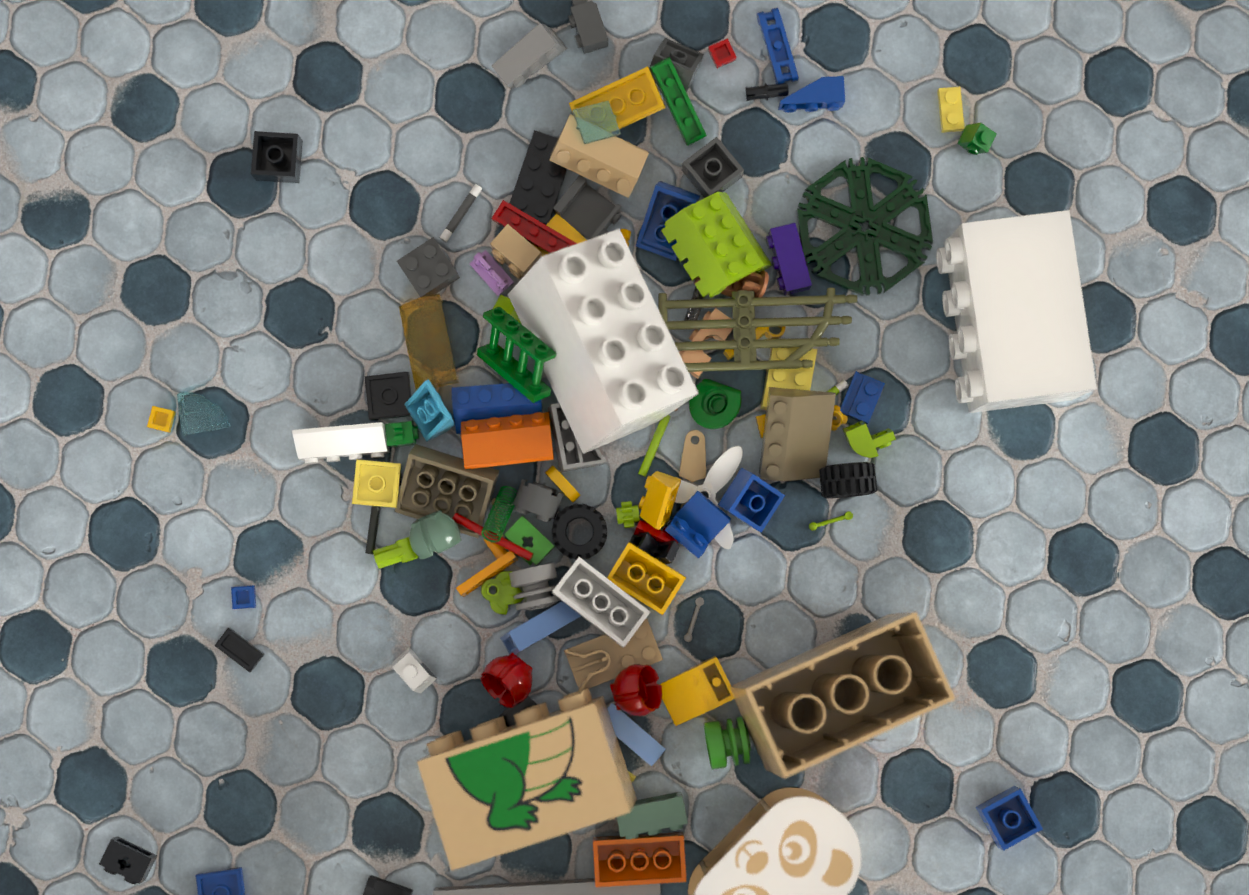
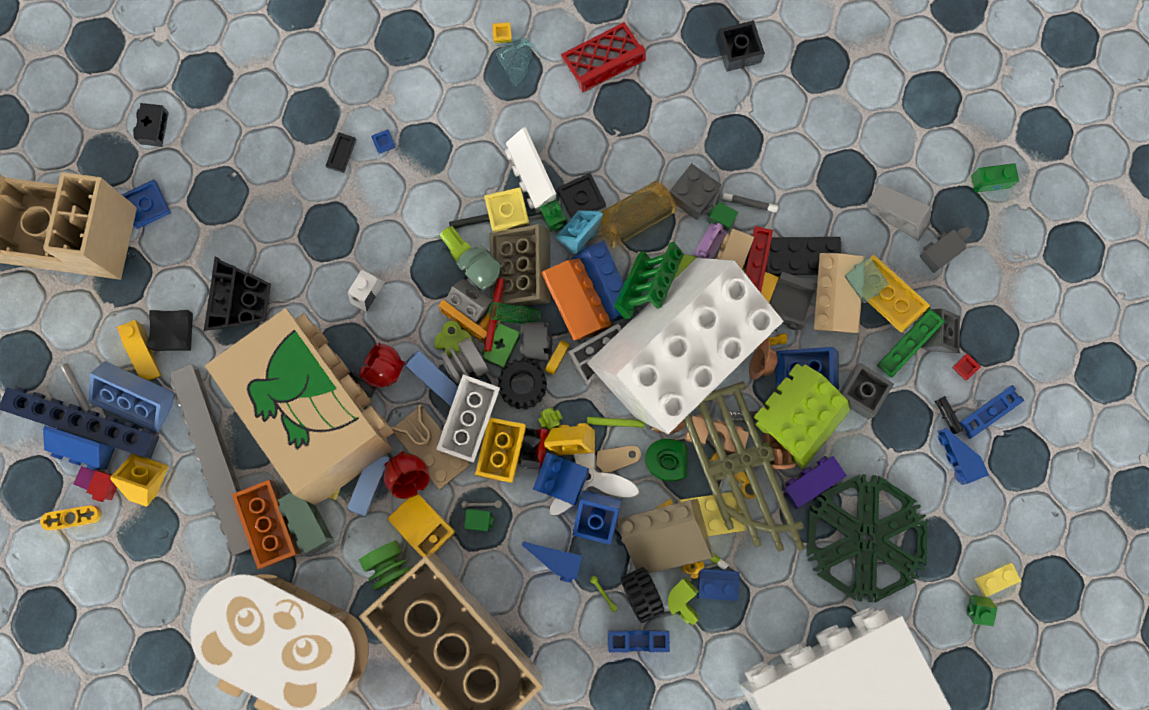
camera: 75 degrees right, 5 degrees down
(248, 306) = (610, 67): none -> red fence
(371, 821) = (235, 297): none -> black wedge
(466, 248) = (723, 215): none -> green brick
(466, 559) = (469, 300): none -> light grey brick
(648, 264) = (763, 361): none -> nougat piece
(711, 627) = (478, 520): none -> green brick
(787, 553) = (559, 562): none -> blue slope
(891, 501) = (638, 640): none -> blue arch

